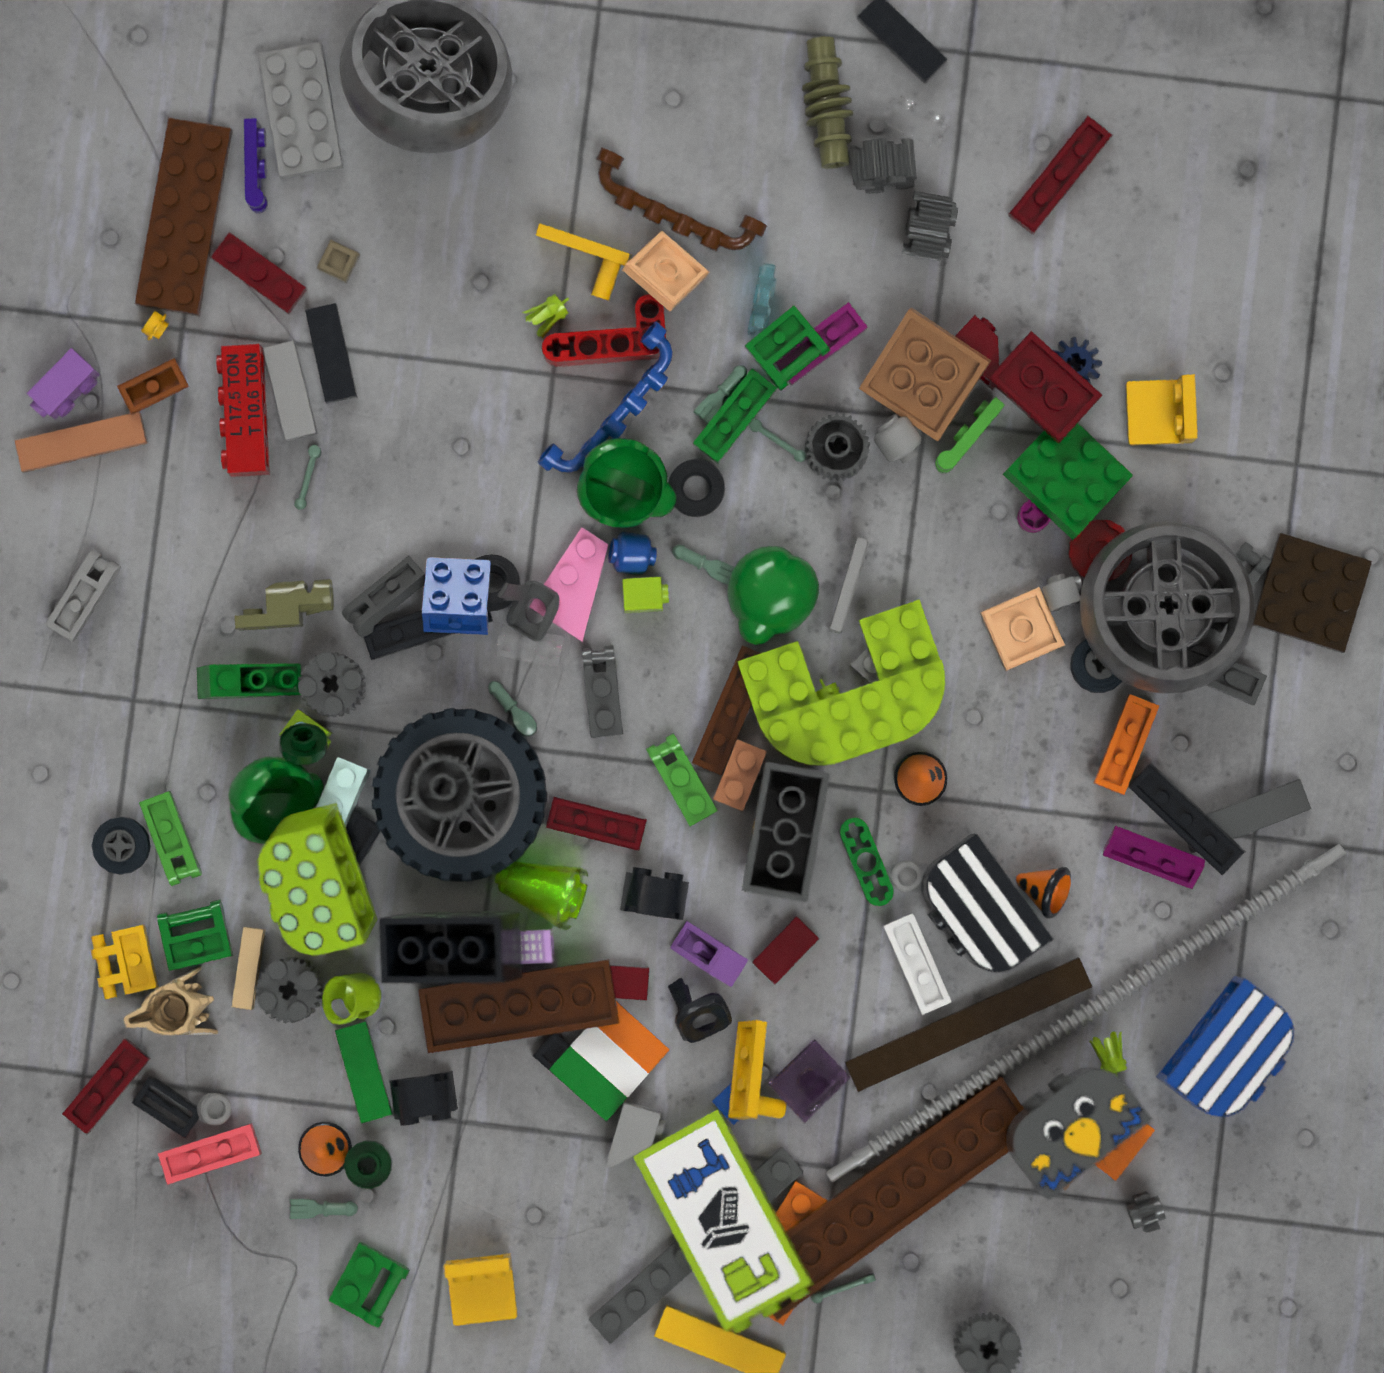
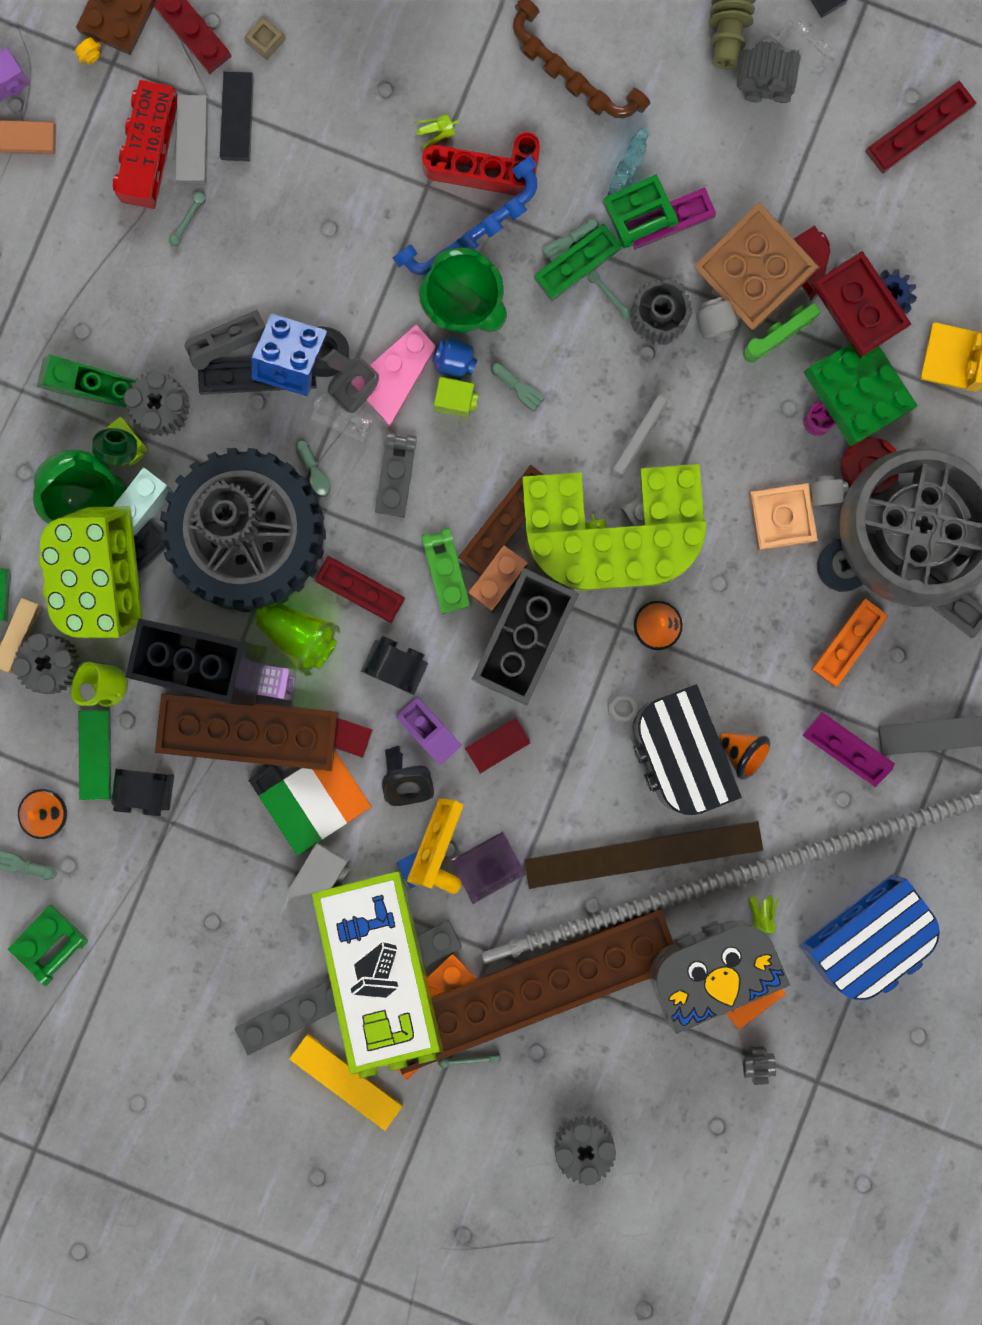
camera: 15 degrees right, 0 degrees up
(153, 386) = (71, 102): dark orange slope -> none
(286, 605) = (136, 325): olive plate -> none
(368, 1164) = (75, 837): dark green plate -> none
(481, 1289) = (146, 975): yellow bracket -> none
(611, 257) = (505, 93): yellow piece -> none
(665, 271) = (550, 117): light nougat tile -> none
(711, 474) = (543, 309): black tyre -> none
(771, 593) = (569, 425): green piece -> none
(882, 881) = (600, 707): green beam -> none
(917, 963) = (612, 788): white plate -> none
(929, 225) = (794, 137): dark grey brick -> none
(1186, 819) = (887, 723): black tile -> none

